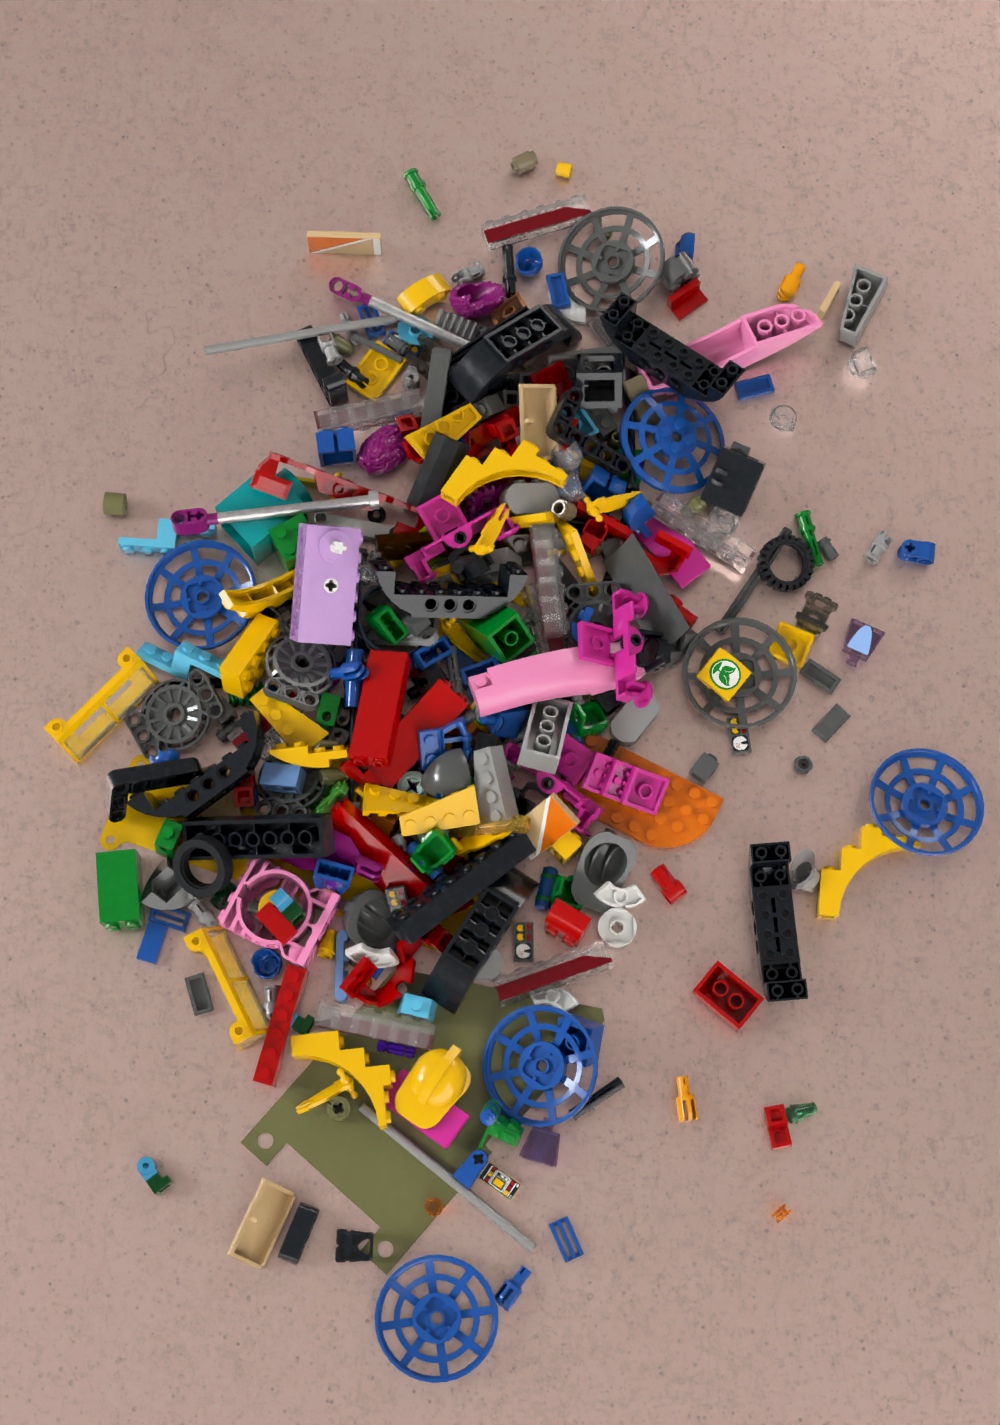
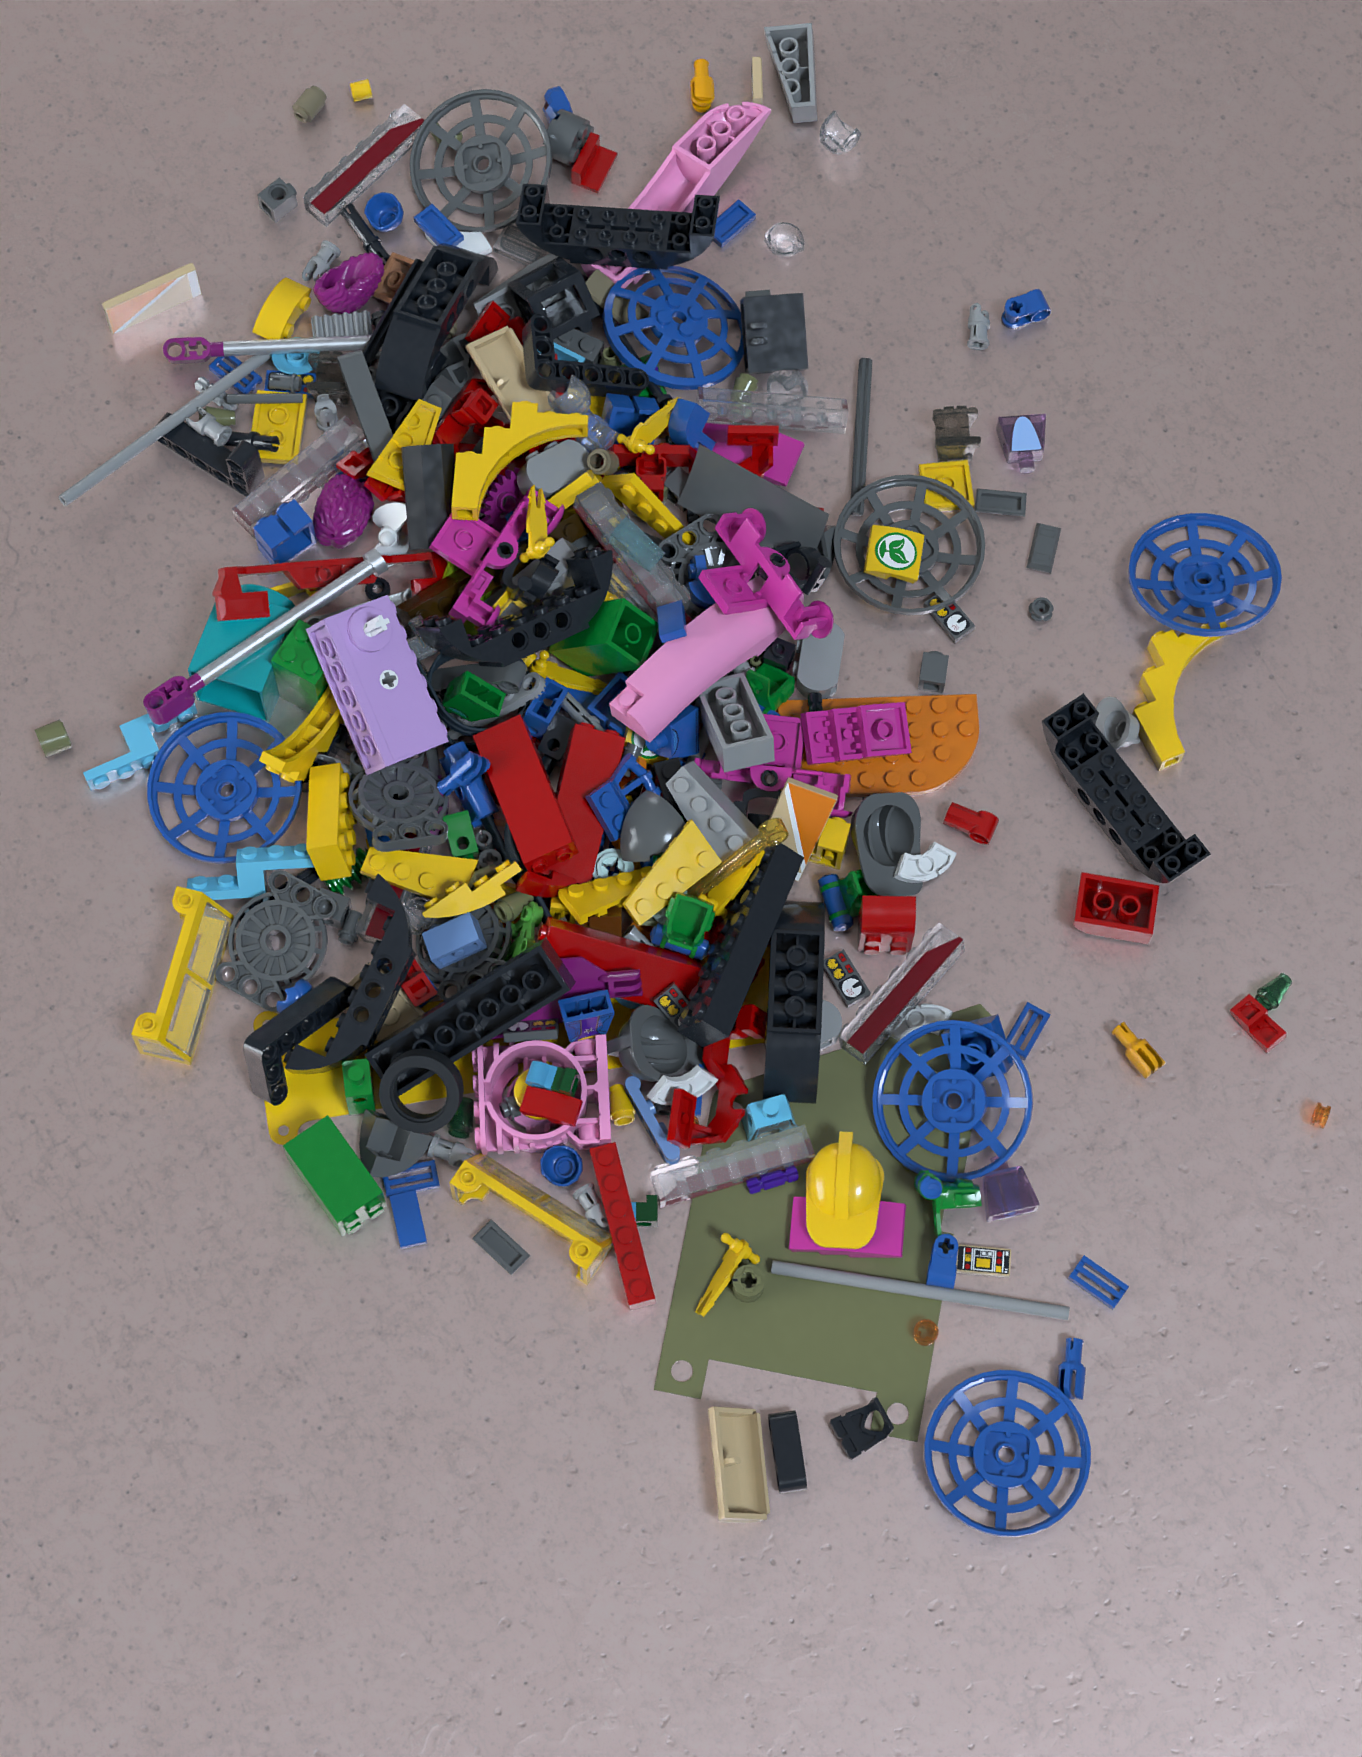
camera: 30 degrees left, 5 degrees down
(148, 1169) = (573, 1485): leg -> none
(296, 866) = (532, 1030): none -> dark grey tile
(374, 1079) = (769, 1226): yellow arch -> none
(402, 485) = (390, 520): none -> white piece
(418, 187) = (200, 194): green pin -> none
(466, 223) = (277, 208): none -> dark grey brick
(542, 643) = (671, 621): none -> blue tile
(551, 578) = (636, 544): none -> clear light blue slope
(600, 1096) = (1049, 1081): black pin -> none
(606, 1052) = (1037, 1011): none -> blue tile
(608, 920) = (945, 889): white plate -> none
(802, 550) = (898, 375): black tyre -> none
(807, 530) = (888, 349): green pin -> none
(828, 548) = (923, 357): dark grey pin -> none

